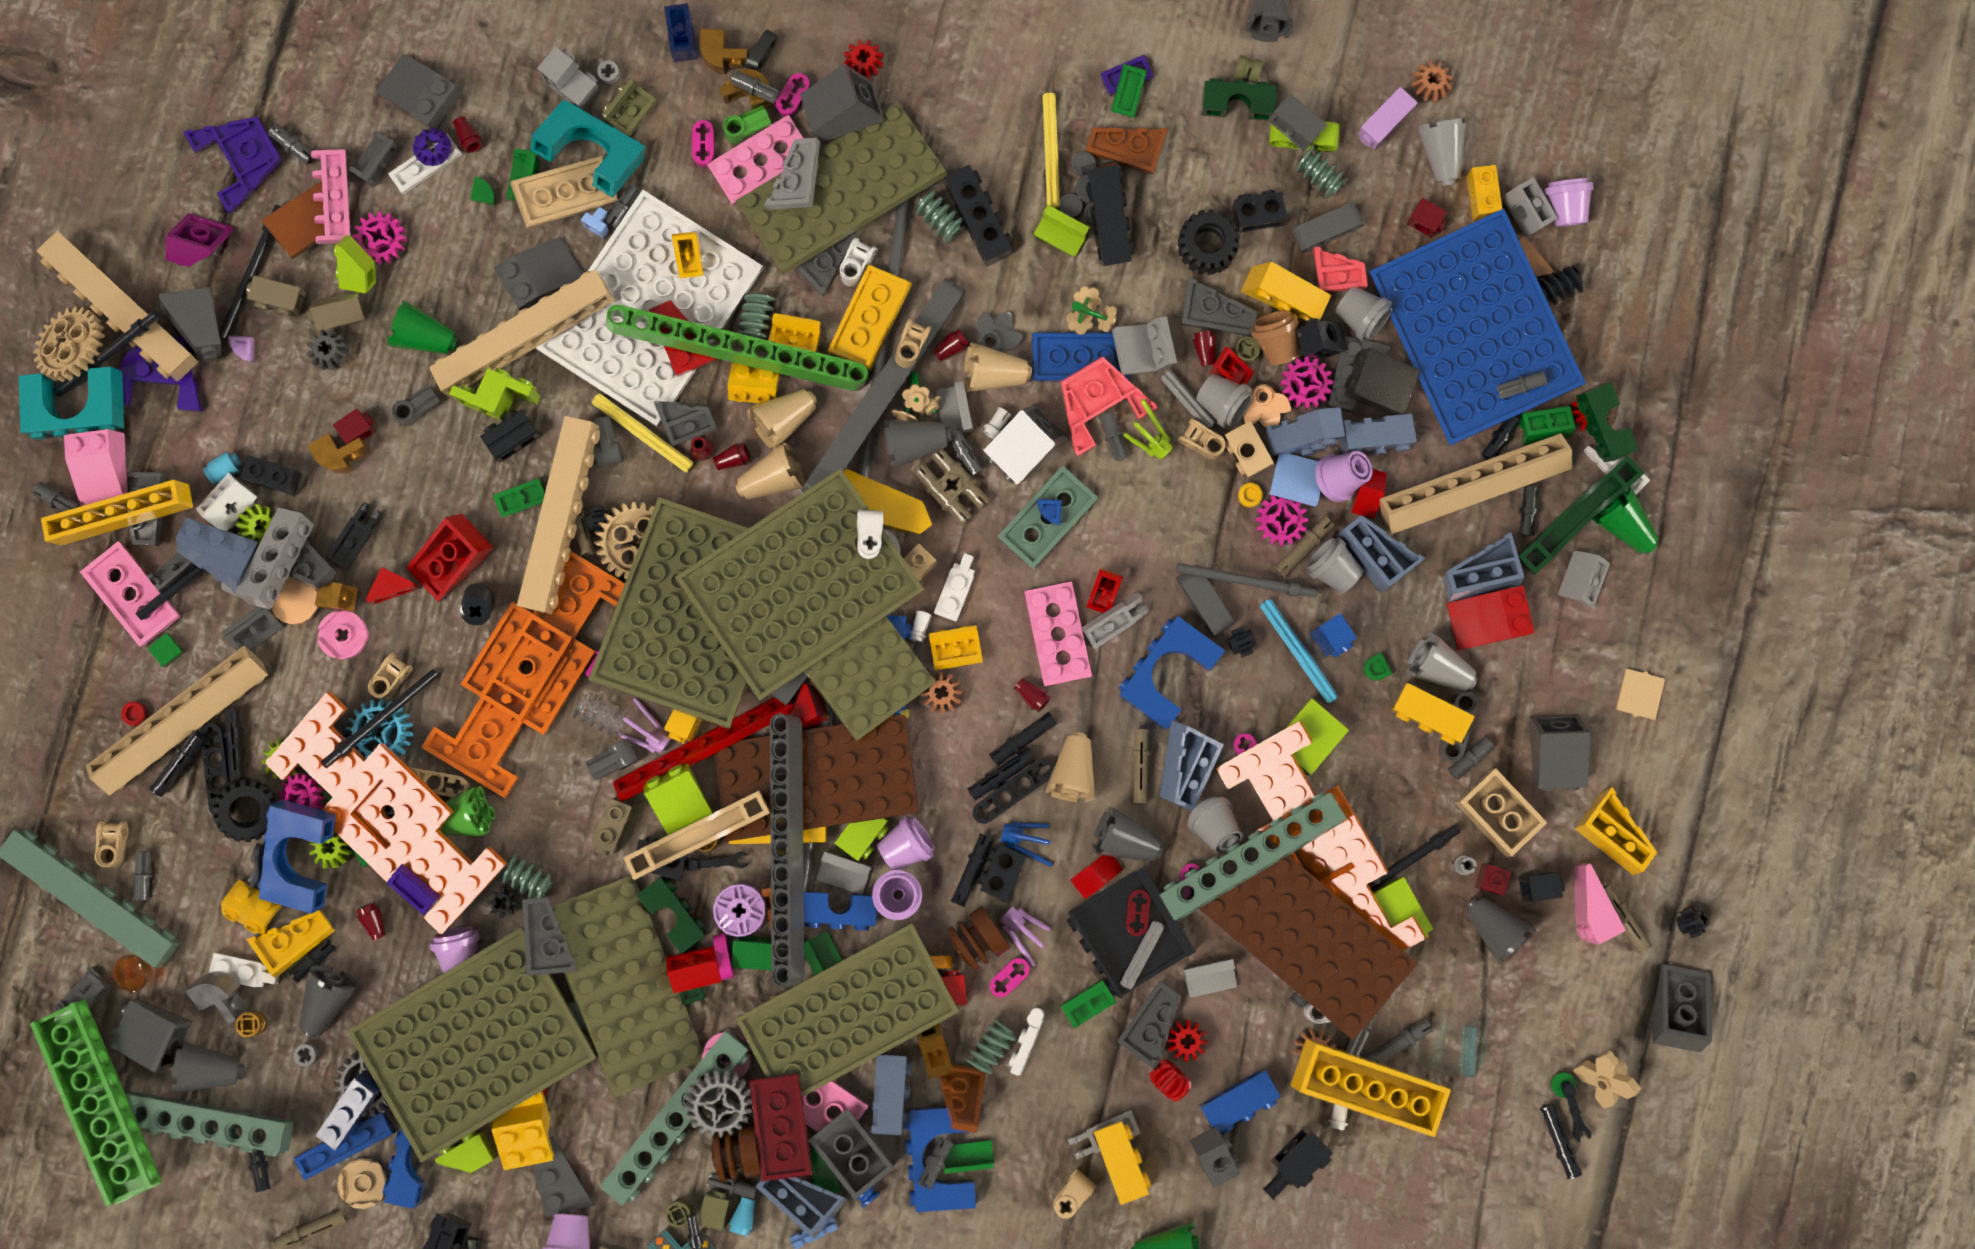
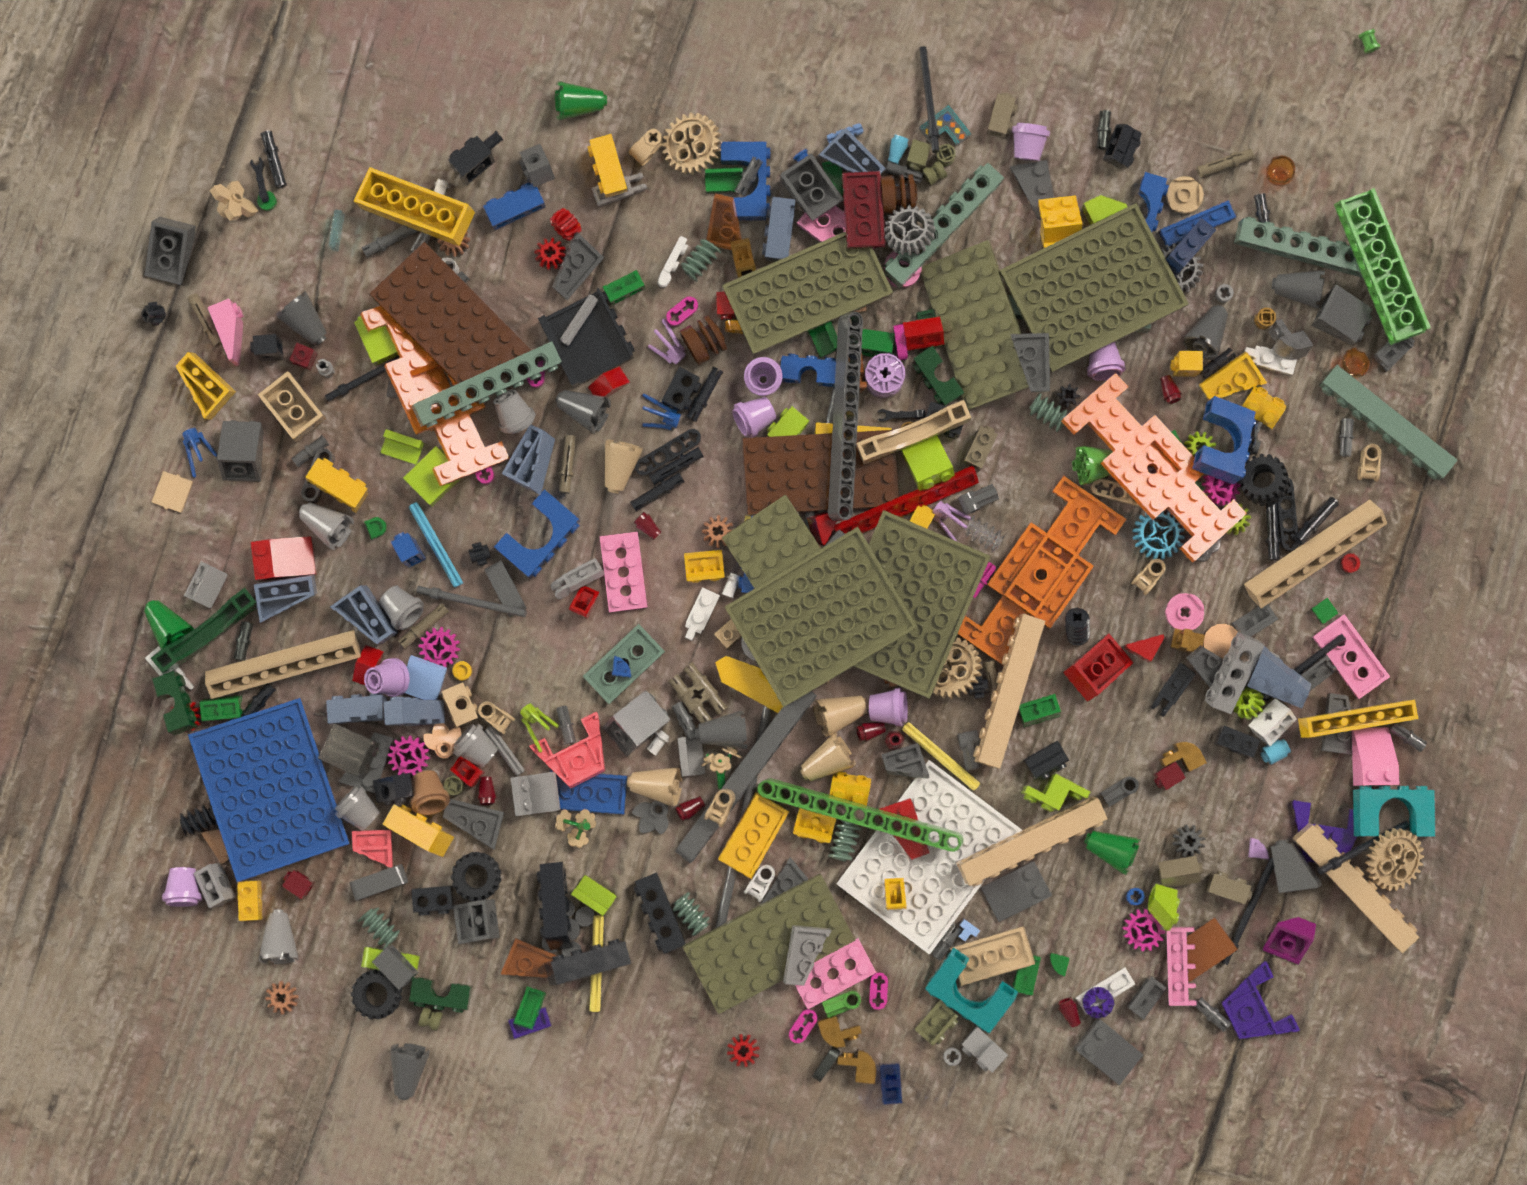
camera: 175 degrees left, 0 degrees up
(235, 1225) = (1280, 170): none -> clear orange hair
(344, 748) = (1182, 516): black bar -> none
(348, 954) = (1187, 363): none -> yellow brick
(386, 274) = (1131, 892): none -> blue bush
(412, 889) = (1135, 407): dark purple tile -> none
(692, 1187) = (934, 173): none -> olive wheel
(709, 485) = (889, 707): none -> lavender piece
(755, 86) = (832, 1029): dark grey axle -> none
(841, 104) = (763, 1011): dark grey slope -> none
(843, 873) = (804, 400): light grey panel -> none
(869, 529) = (763, 656): white piece -> none
(994, 1212) = (707, 138): none -> tan gear
(1062, 144) = (587, 963): none -> black wedge
(1131, 912) = (575, 351): dark red beam -> none
(1202, 187) = (476, 921): none -> dark grey brick
(1210, 977) = (528, 300): light grey panel -> none
(1326, 76) = (361, 1001): none -> black tyre
(1354, 772) = (402, 447): none -> lime panel
(1386, 118) = (322, 968): lavender brick -> none
(1521, 385) = (238, 737): dark grey axle -> none
(1624, 761) = (192, 439): none -> blue plant

